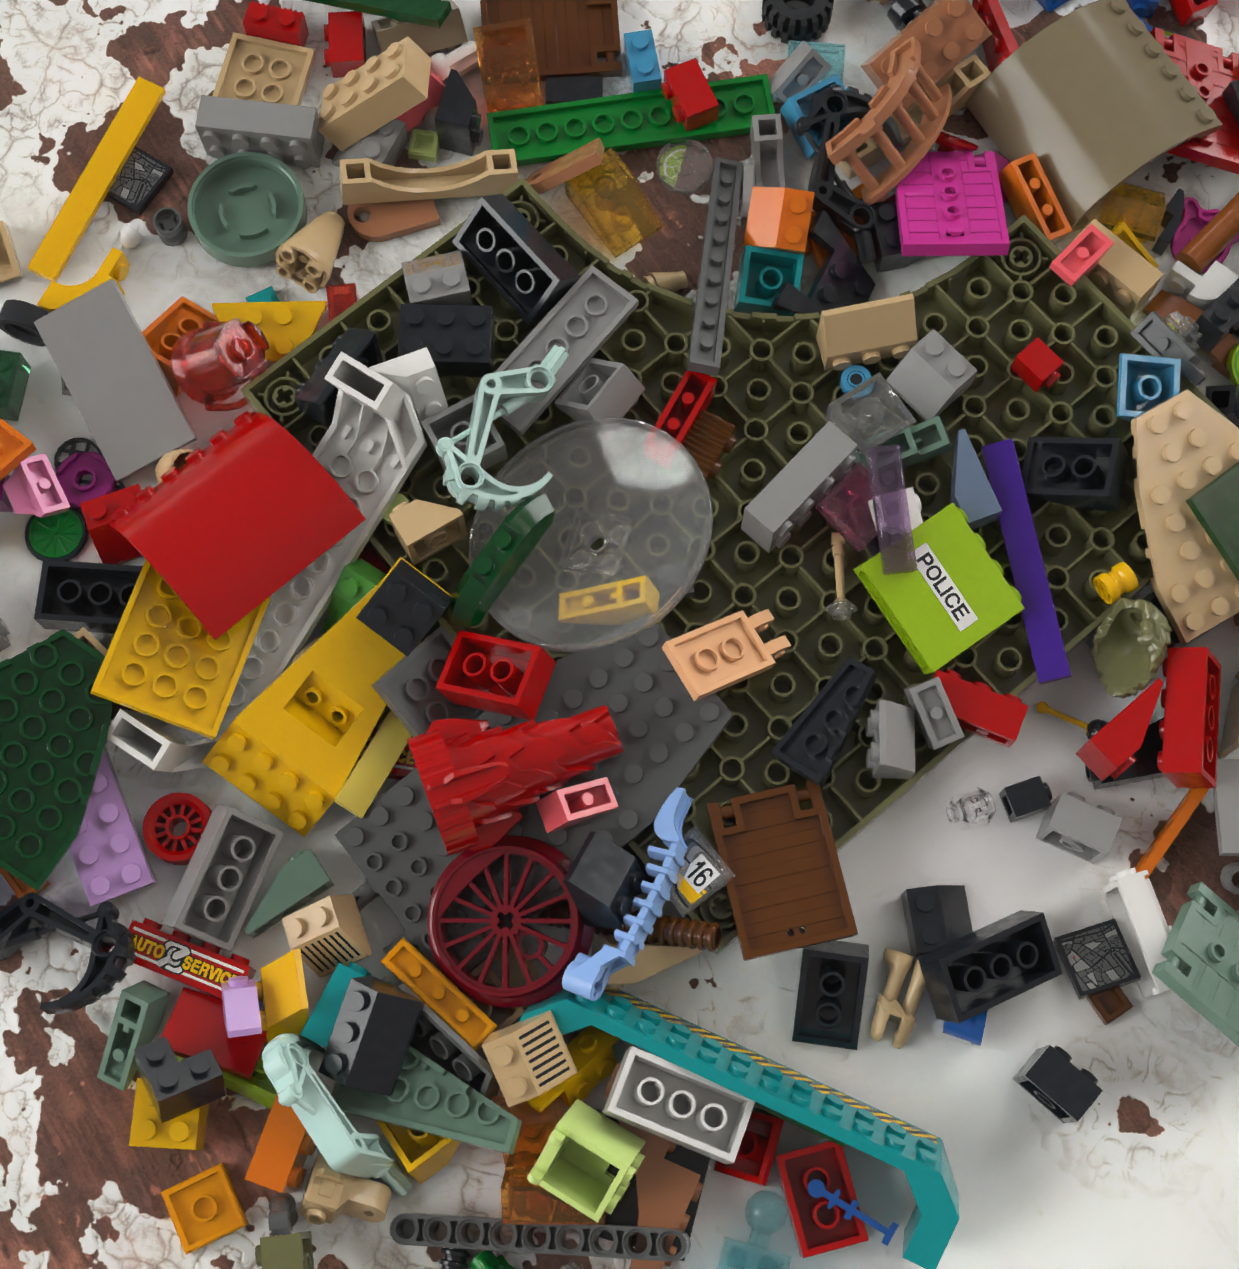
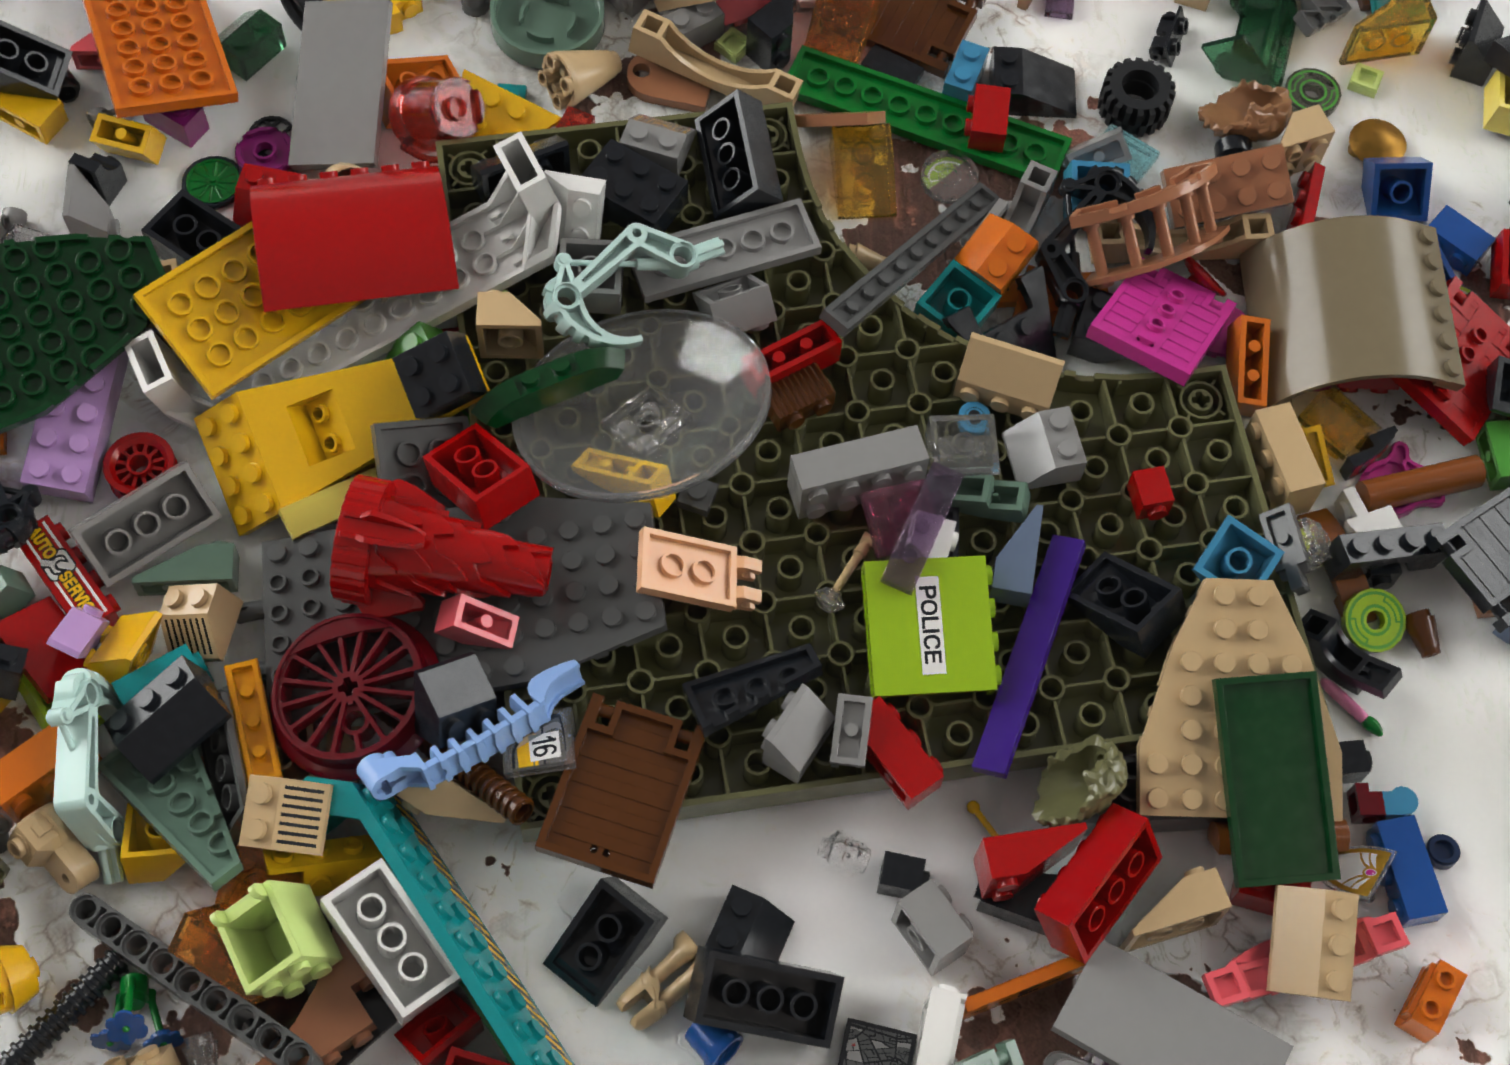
camera: 25 degrees right, 10 degrees down
(35, 488) = (218, 133): bright pink slope -> none
(702, 34) = (1036, 83): none -> black slope
(1081, 255) = (1254, 423): coral slope -> none
(1115, 583) = (1101, 719): yellow wheel -> none

